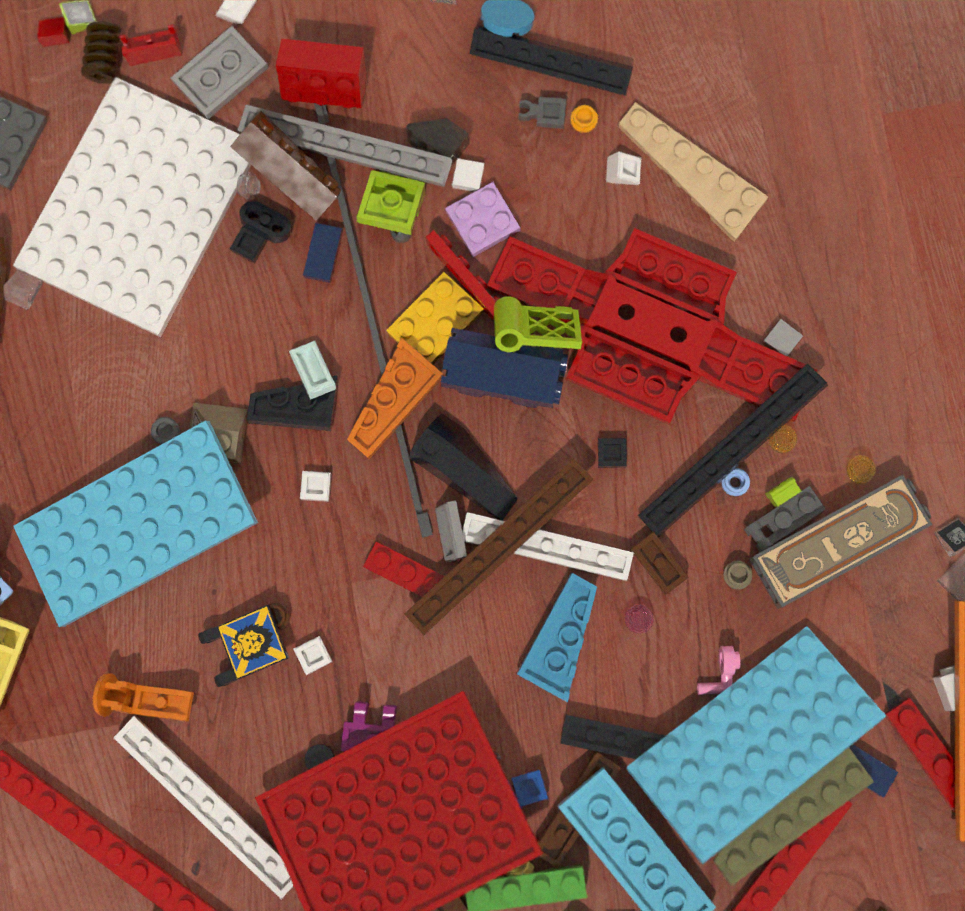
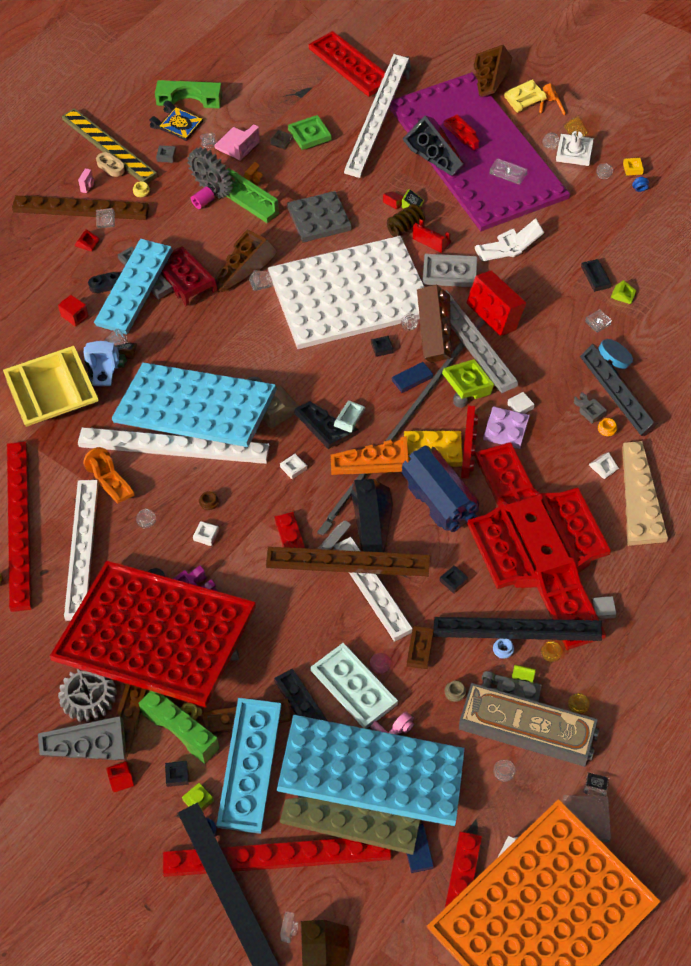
camera: 40 degrees right, 25 degrees down
(148, 602) = (171, 445): none -> white plate
(233, 703) = (145, 518): none -> clear plate
(250, 644) = (184, 498): flag -> none
(267, 221) = (400, 342): black plate -> none
(438, 137) = (525, 375): clear smoke slope -> none
(515, 326) = (470, 471): lime piece -> none
(529, 788) = (235, 685): blue plate -> none
(557, 645) = (323, 636): dark azure wing -> none
(640, 669) = (354, 686): none -> light aqua plate
(863, 610) = (504, 770): none -> clear plate

